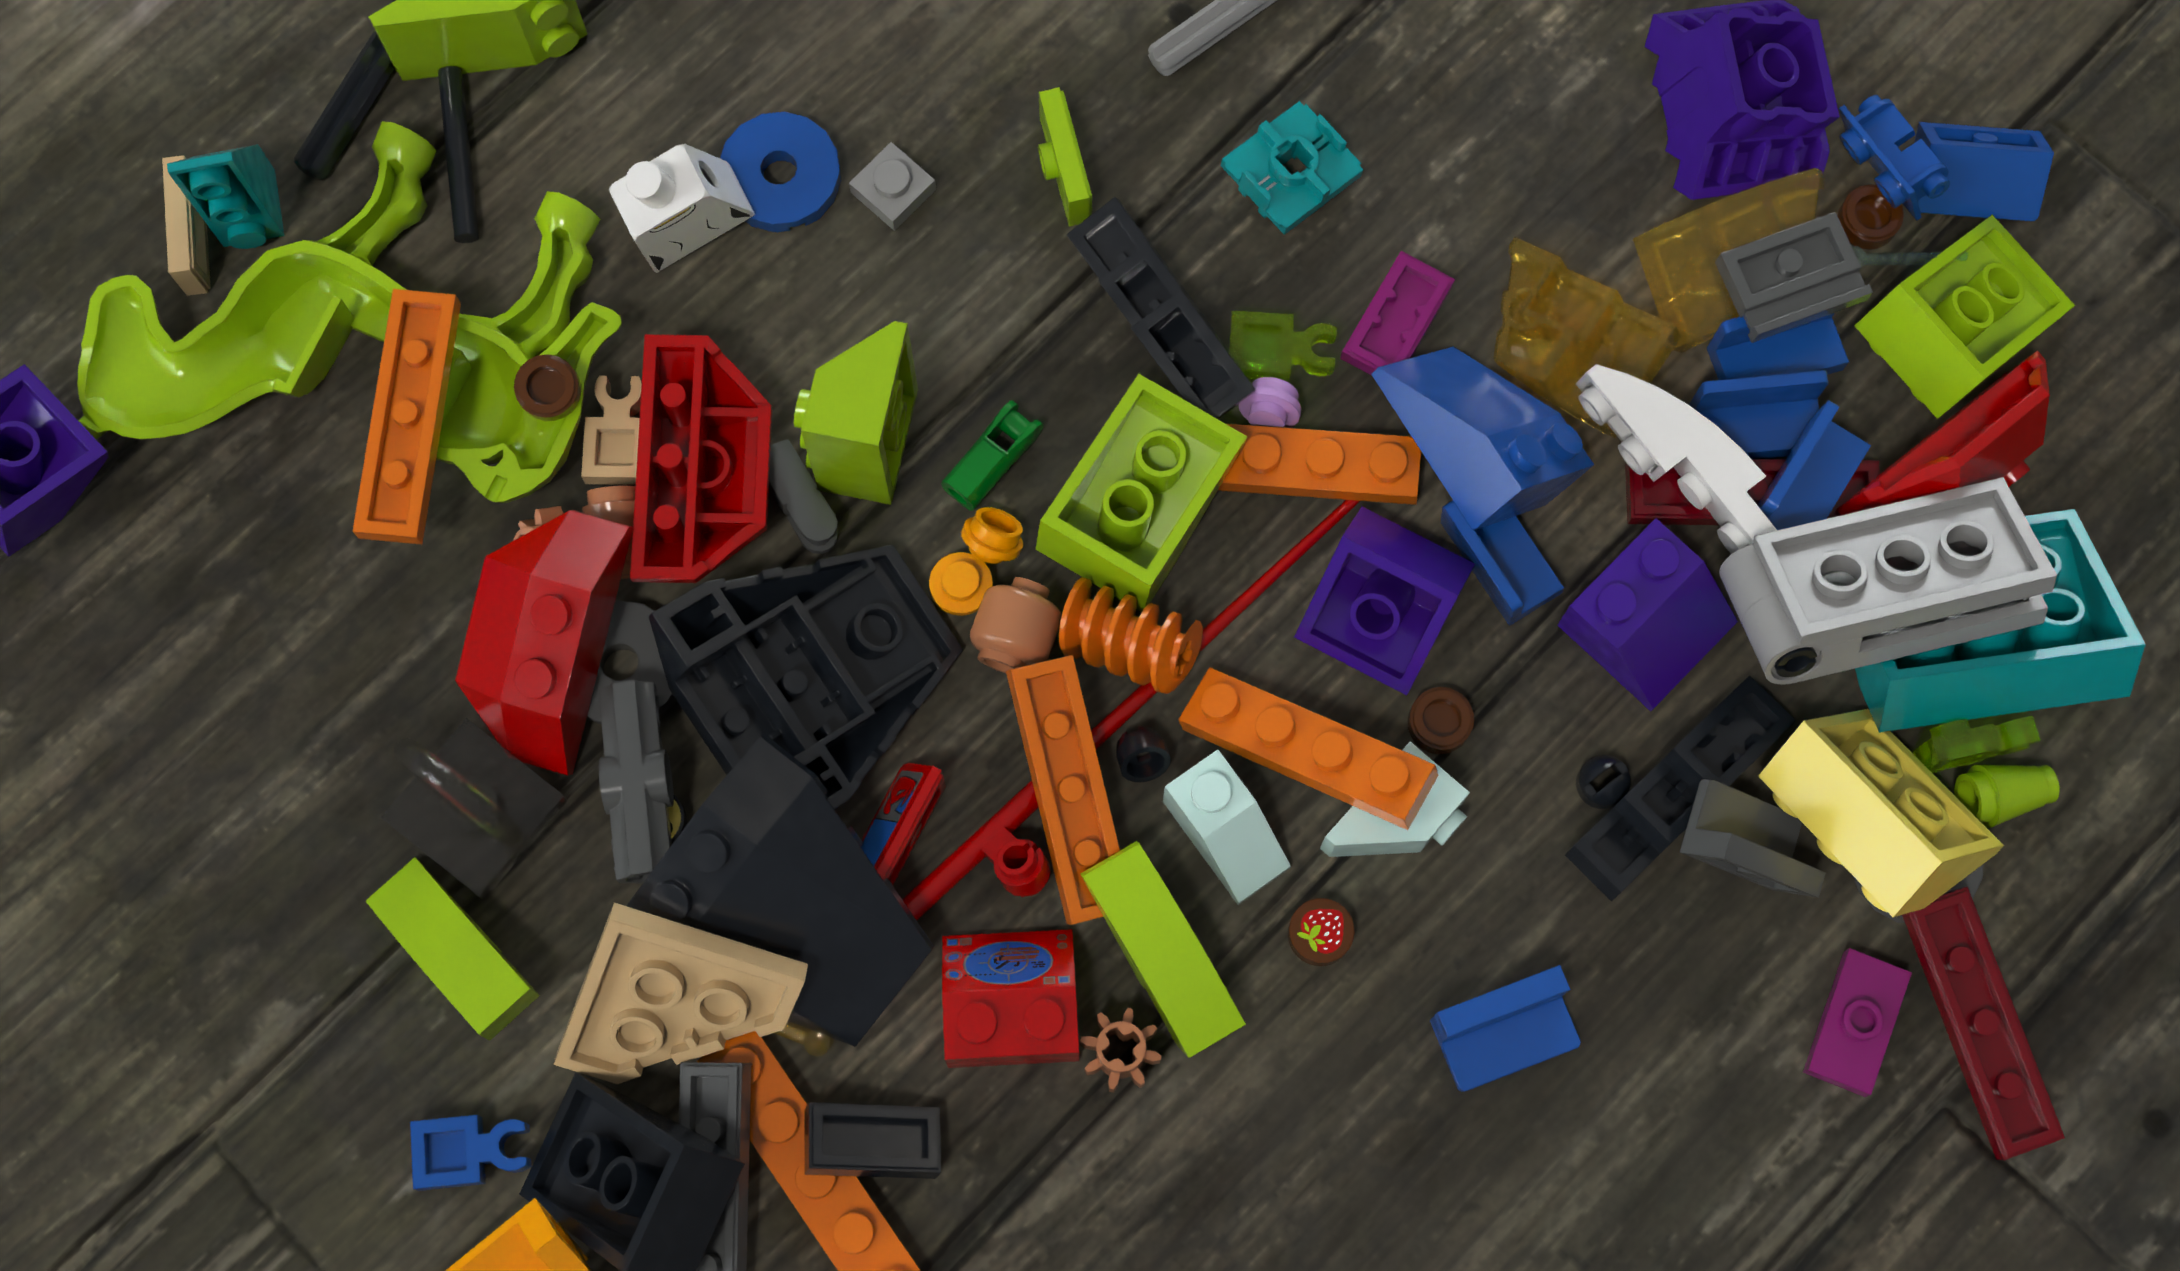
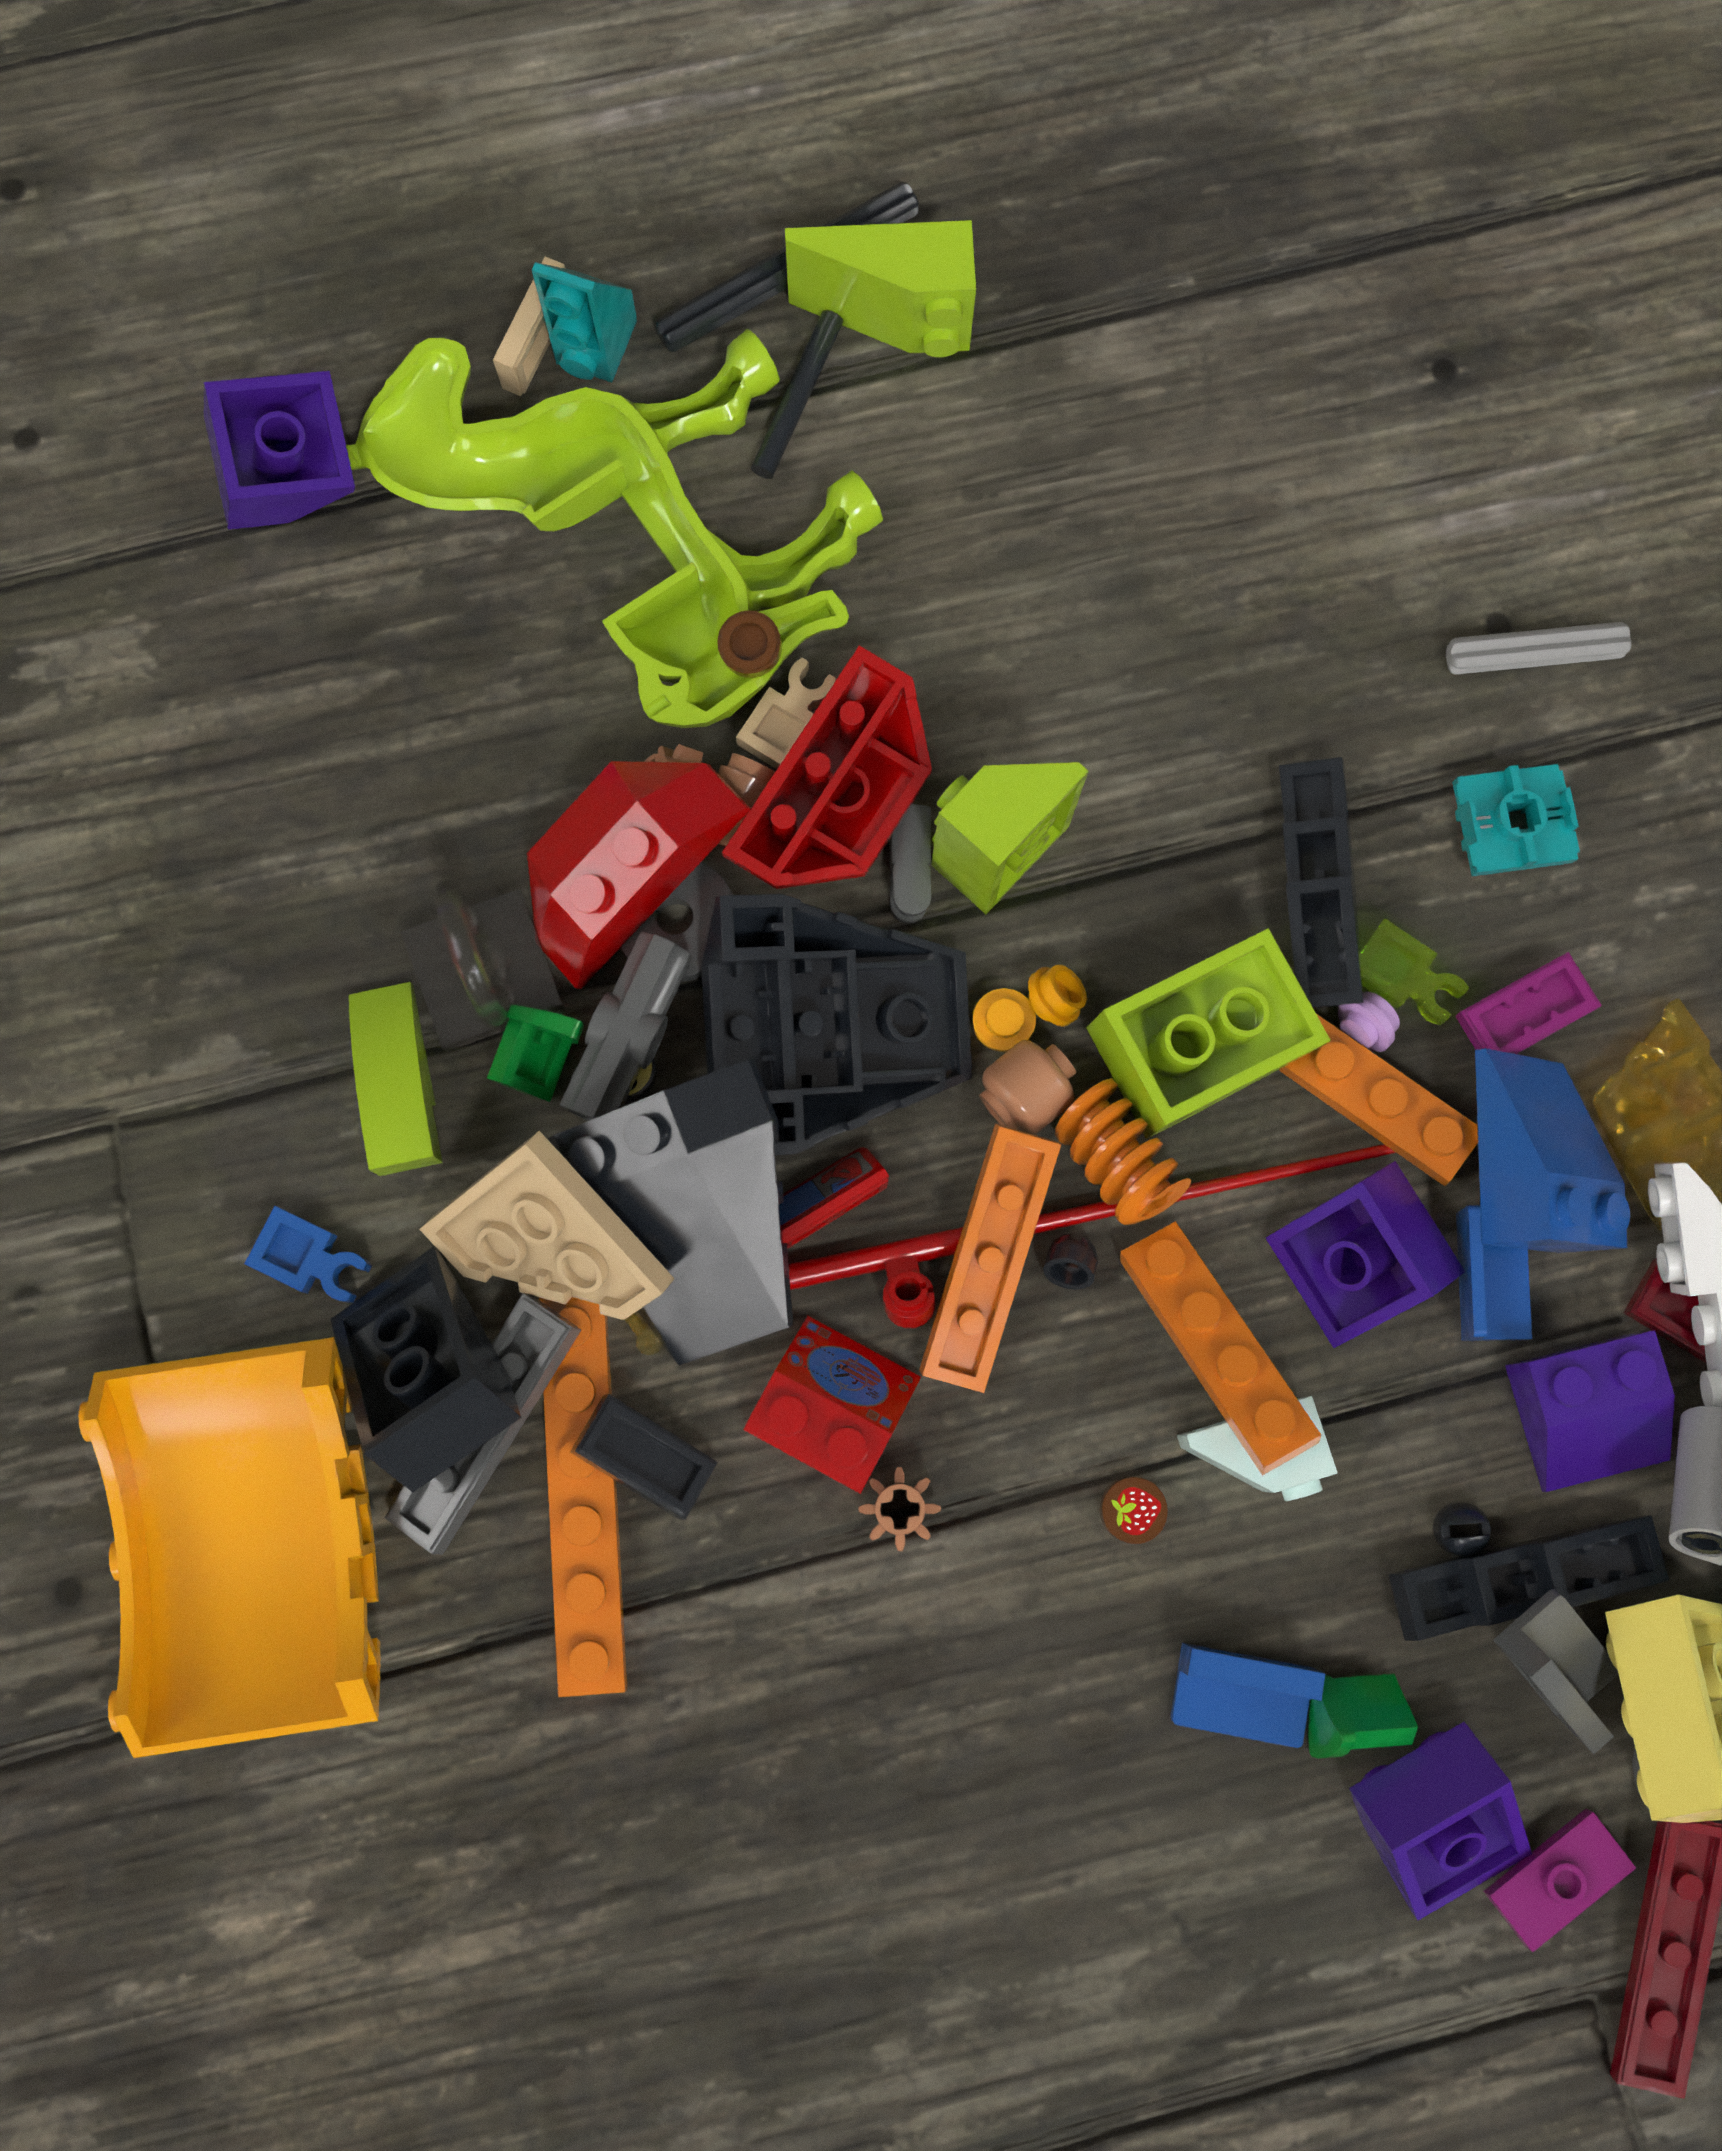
camera: 30 degrees right, 5 degrees up
(407, 417) = (617, 600): orange plate -> none
(564, 848) = (534, 1050): none -> green tile
(679, 203) = (951, 545): white torso -> none
(789, 139) = (1069, 533): blue tile -> none
(892, 186) = (1152, 634): light grey plate -> none
(987, 461) = (1090, 927): green bar -> none
(1062, 157) = (1316, 694): lime plate -> none
(1162, 950) = (986, 1446): lime slope -> none
(1226, 826) = (1106, 1371): light aqua slope -> none
(1440, 720) = (1350, 1388): reddish brown tile -> none
(1609, 986) = (1359, 1715): none -> green tile
(1731, 1030) = (1442, 1819): none -> dark purple slope

